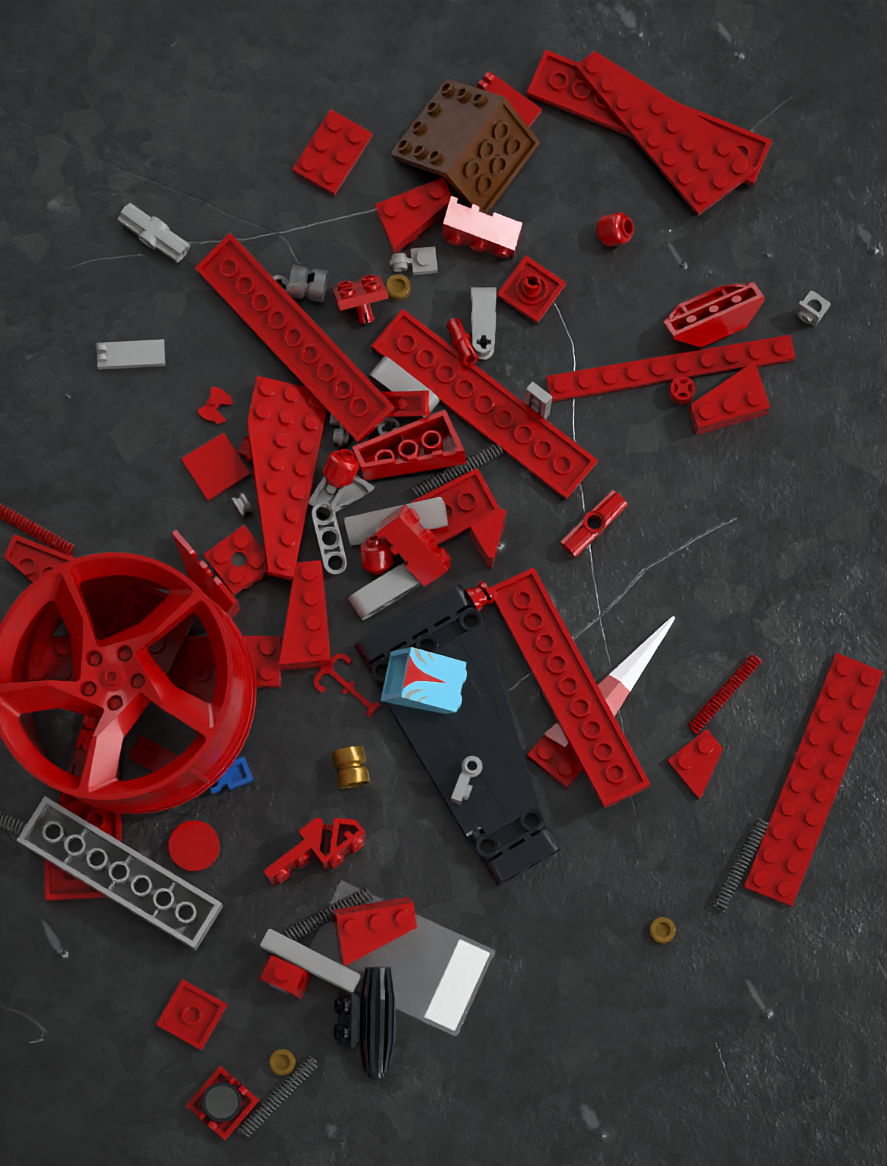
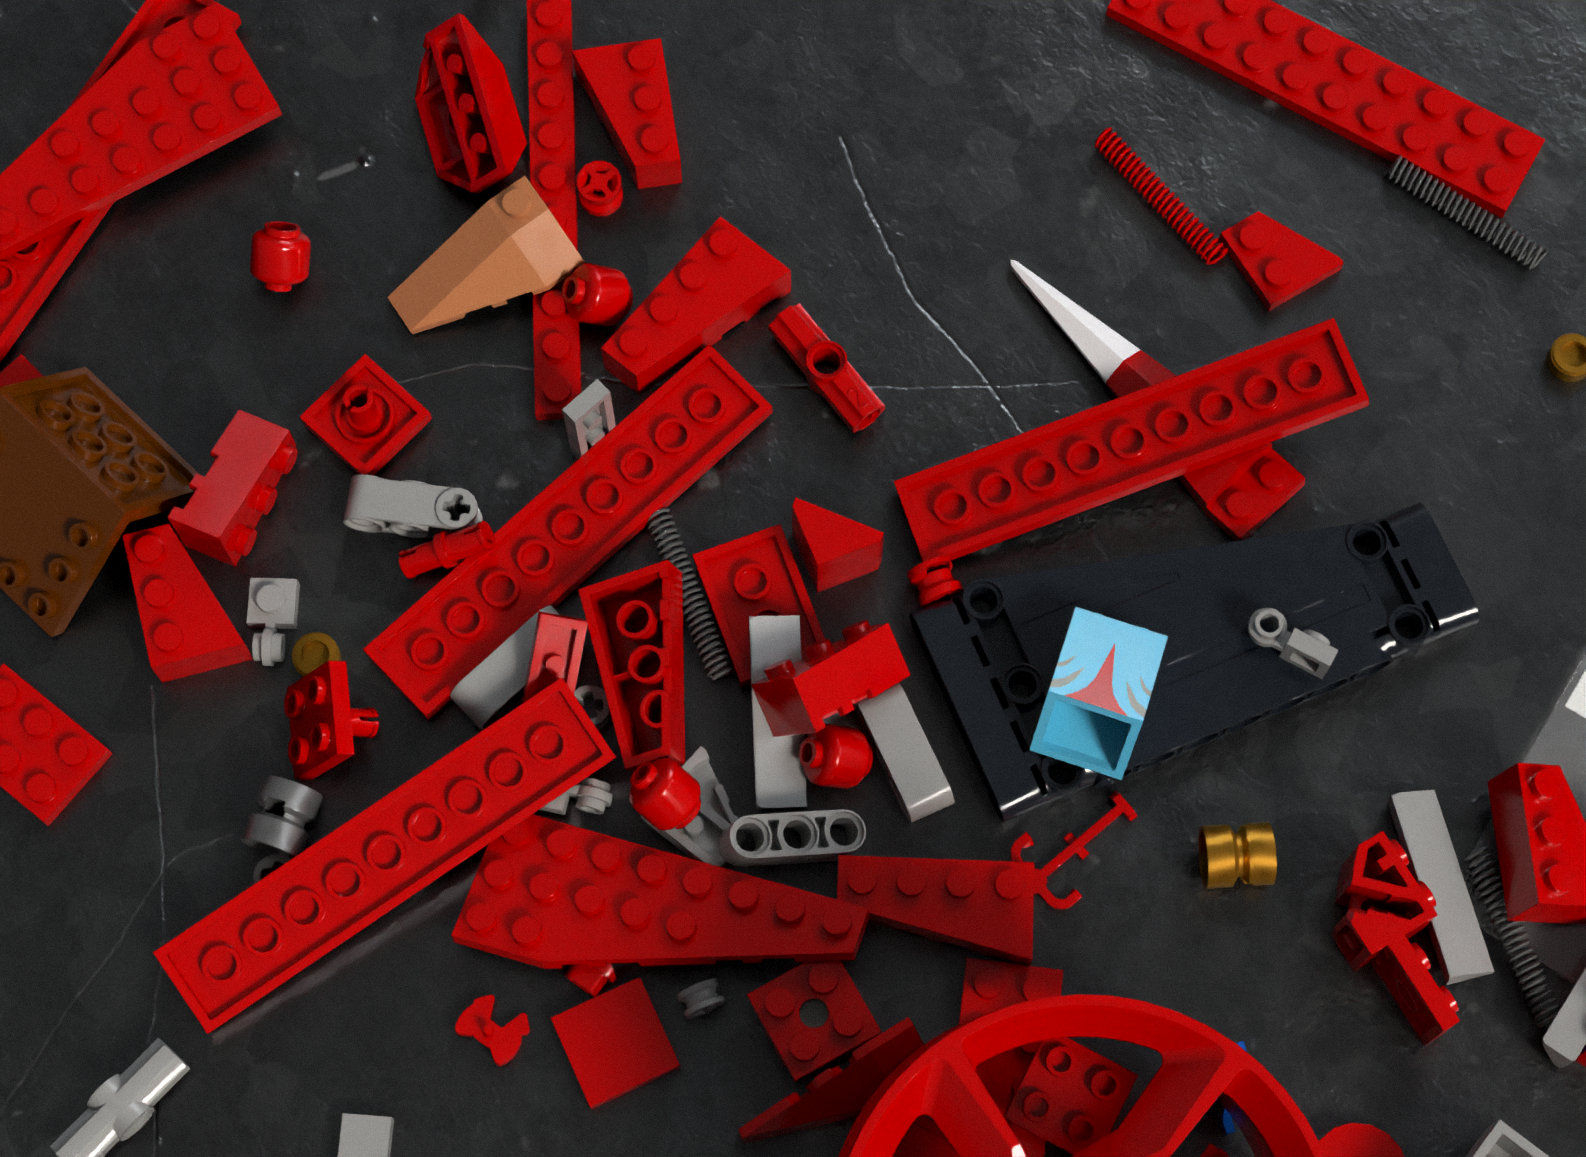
camera: 80 degrees left, 5 degrees down
(349, 875) = (1434, 861): none -> light grey slope
(616, 397) = (599, 295): none -> red head
(618, 449) = (700, 299): none -> red wedge
(627, 338) = (494, 256): none -> nougat wedge

